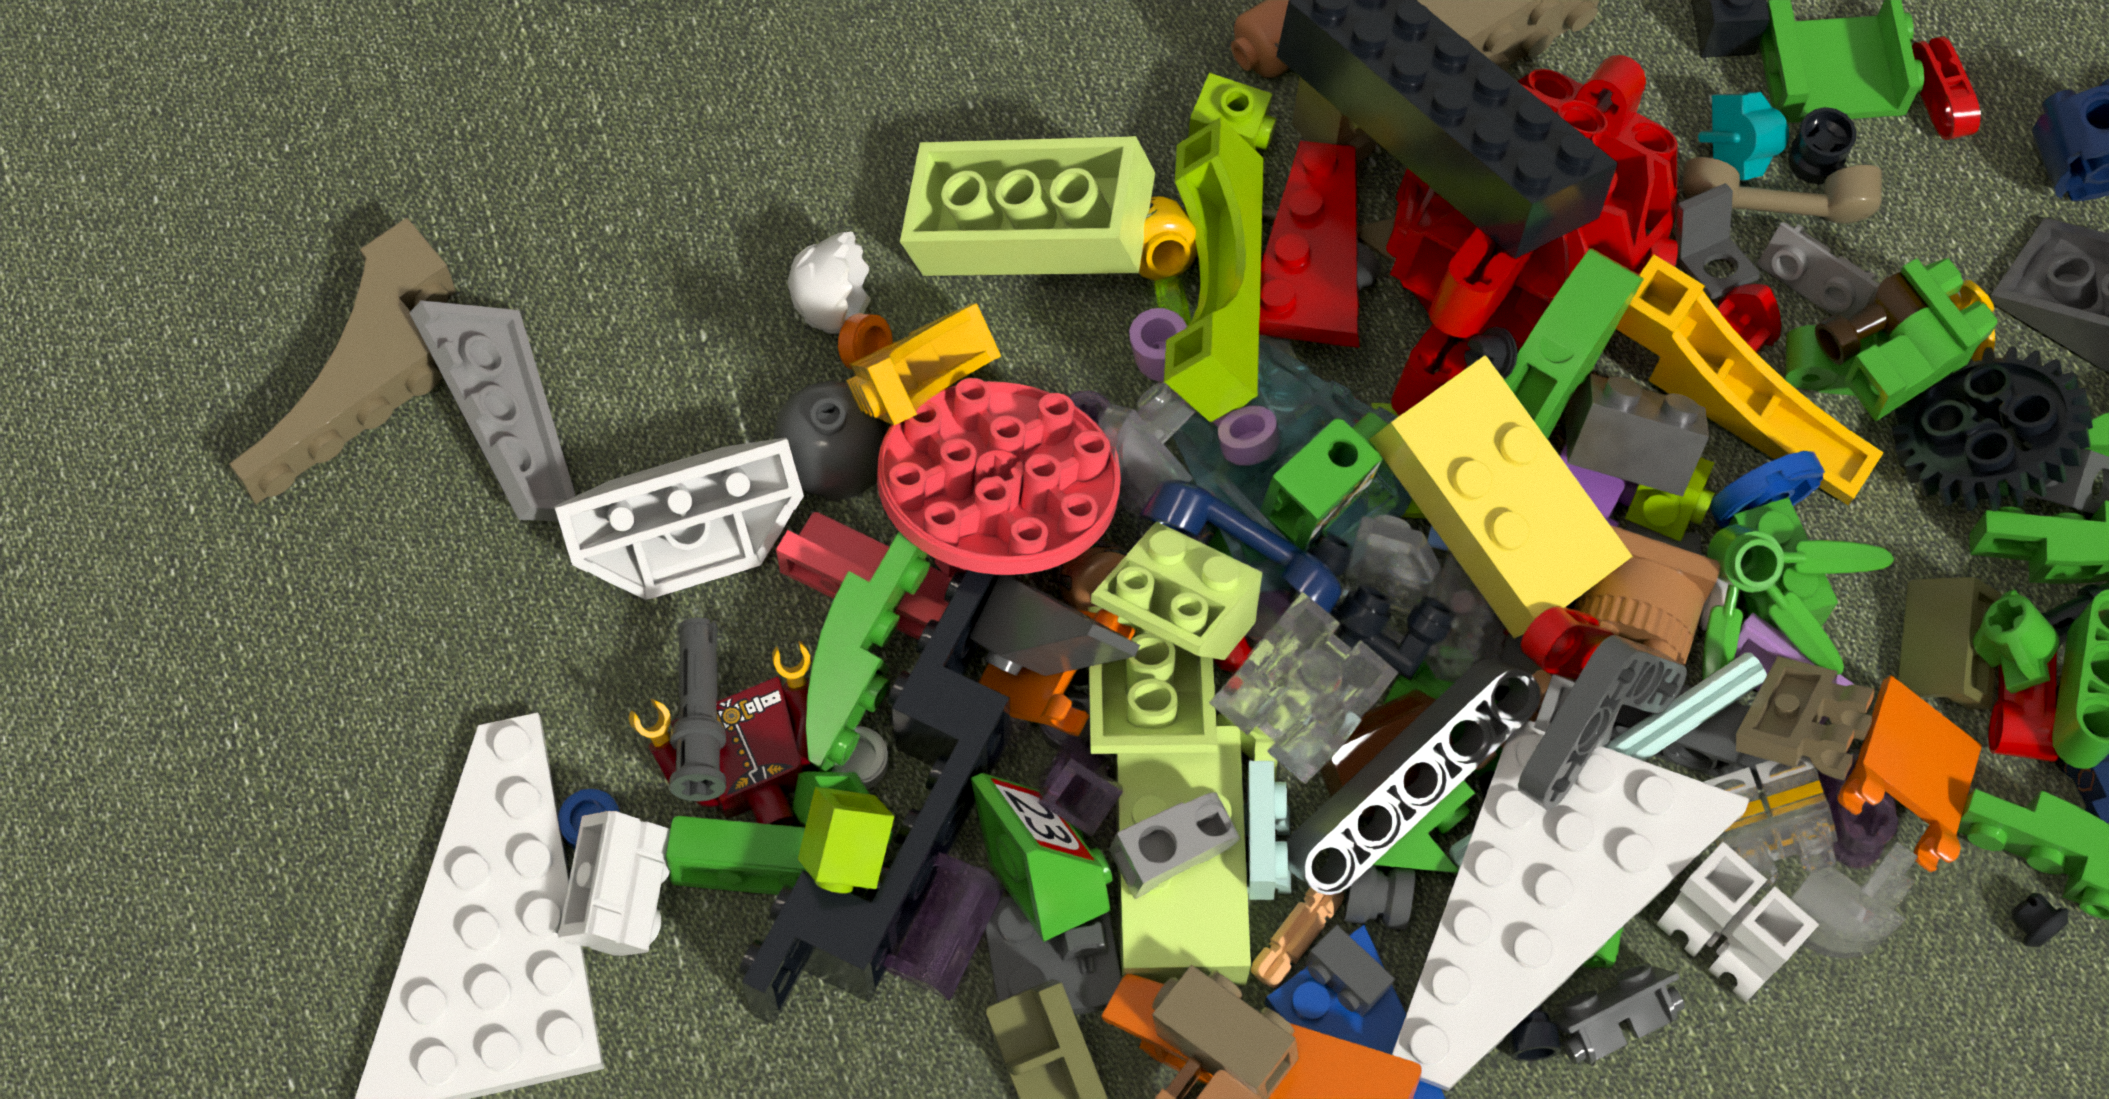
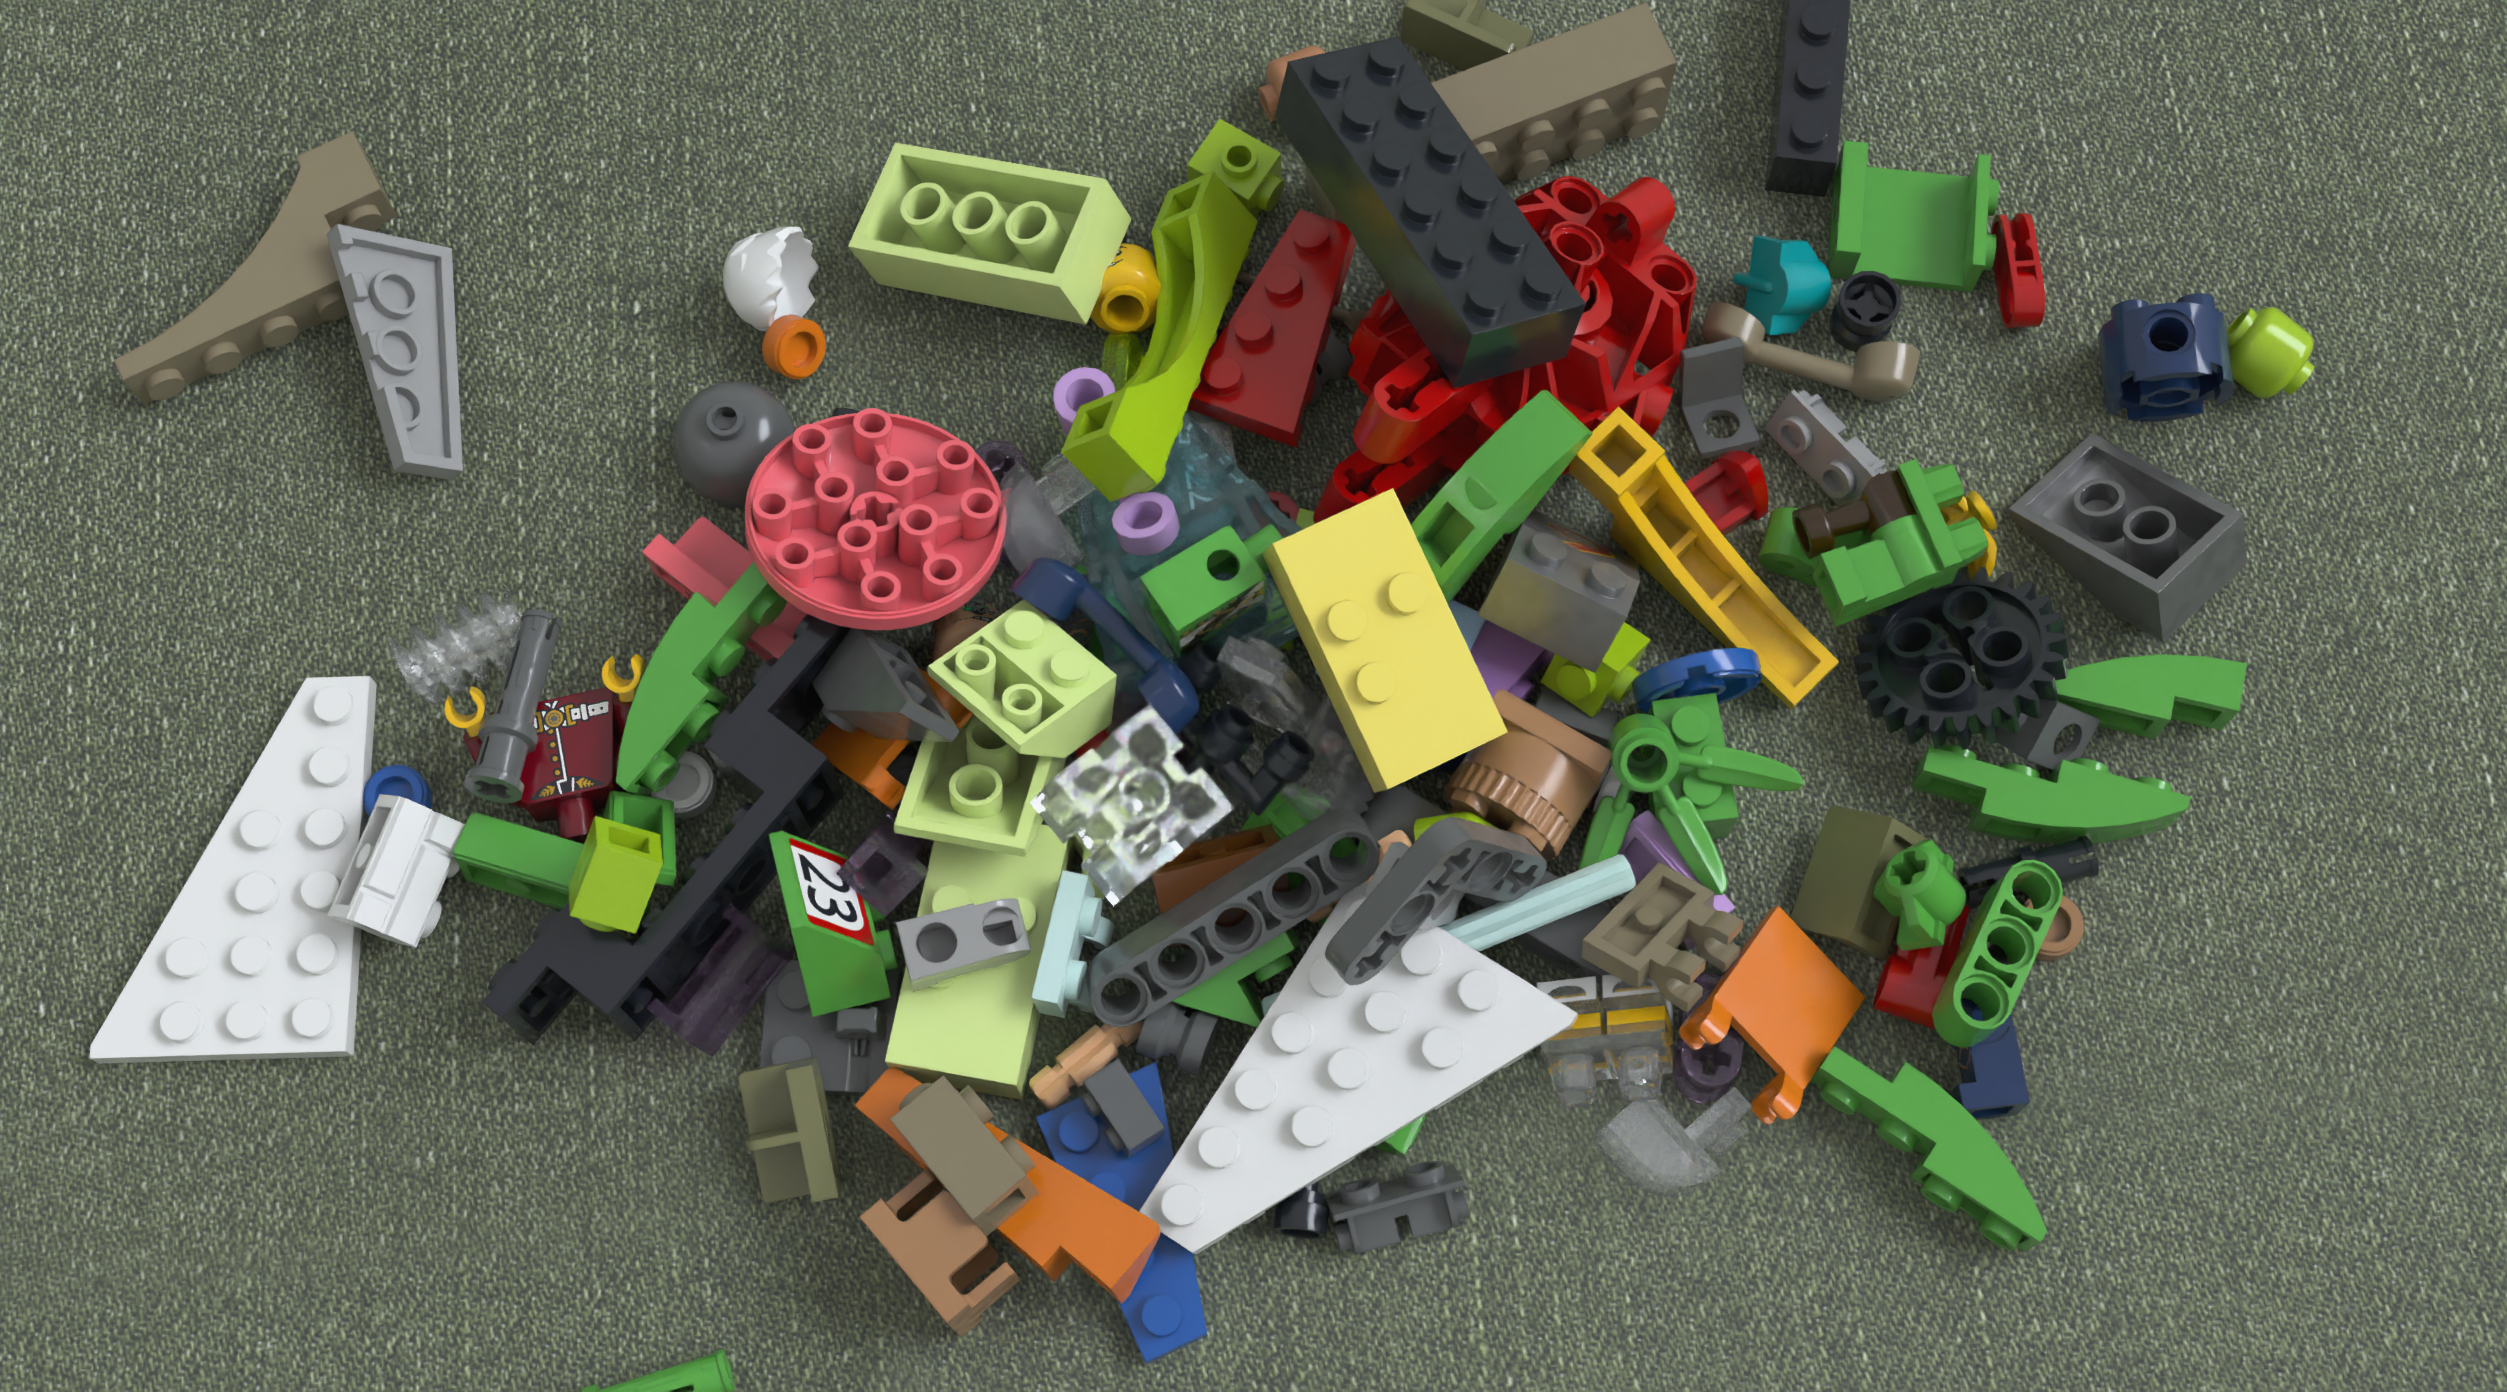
camera: 15 degrees right, 5 degrees up
(621, 669) = (459, 647): none -> clear piece
(684, 518) = (556, 501): white wedge -> none
(916, 368) = (822, 387): yellow arch -> none
(1499, 348) = (1414, 484): black piece -> none
(1563, 640) = (1411, 803): red piece -> none
(1718, 904) = (1522, 1116): white legs -> none
(2039, 919) = (1874, 1197): black piece -> none

